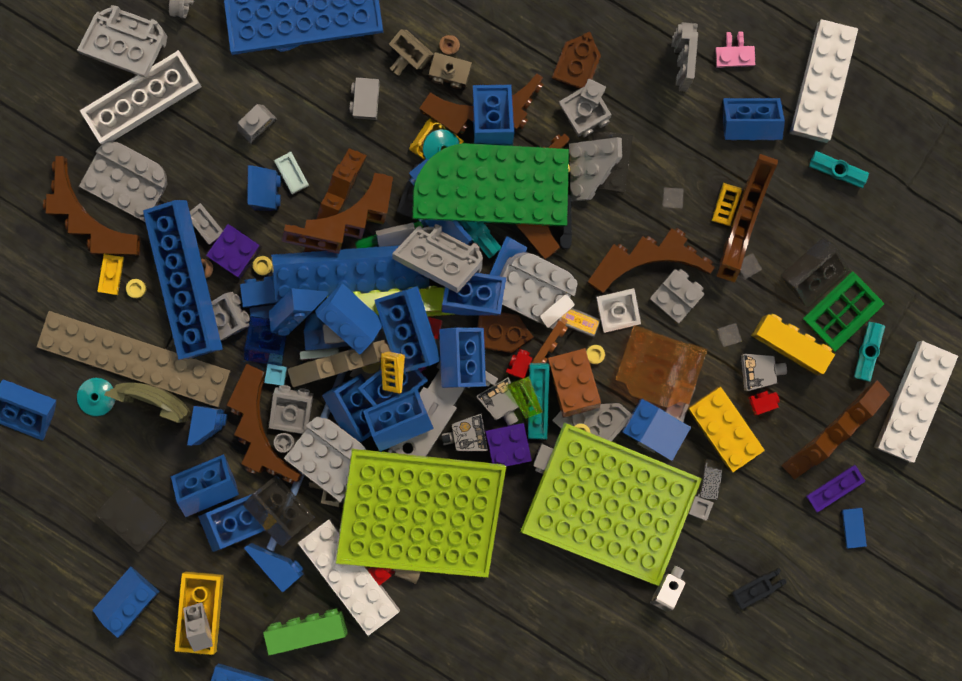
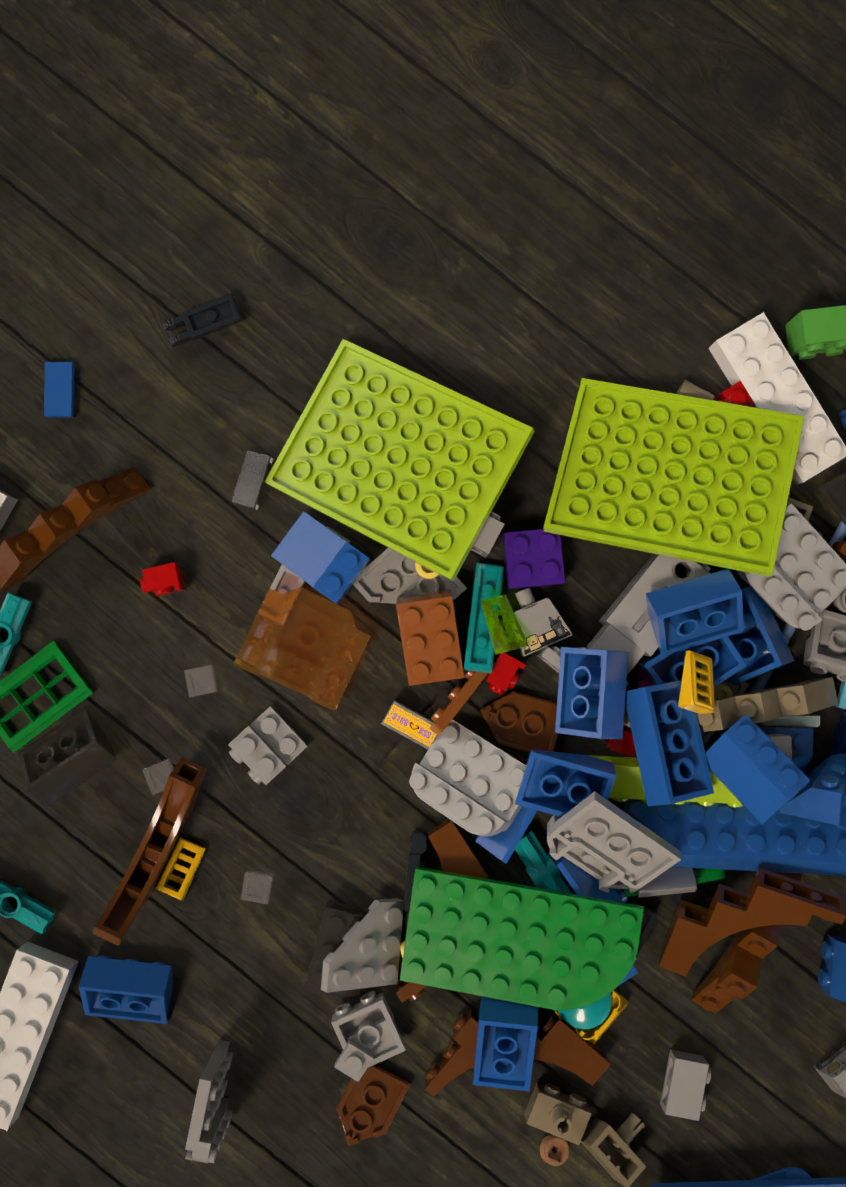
camera: 175 degrees left, 0 degrees up
(291, 173) = (801, 986): light aqua tile -> none
(467, 435) = (589, 580): torso -> none
(557, 310) = (442, 744): white sticker -> none
(595, 354) = (394, 675): light yellow tile -> none
(618, 310) = (354, 734): white slope -> none
(665, 597) = (333, 319): torso -> none
(671, 249) = (304, 814): reddish brown arch -> none
(700, 508) = (270, 440): light grey plate -> none
(725, 429) = (221, 547): yellow brick -> none
(735, 56) = (141, 1084): bright pink hinge -> none
(760, 371) = (162, 624): light grey torso -> none
(793, 345) = (108, 656): yellow brick -> none
(835, 488) = (77, 447): dark purple plate -> none

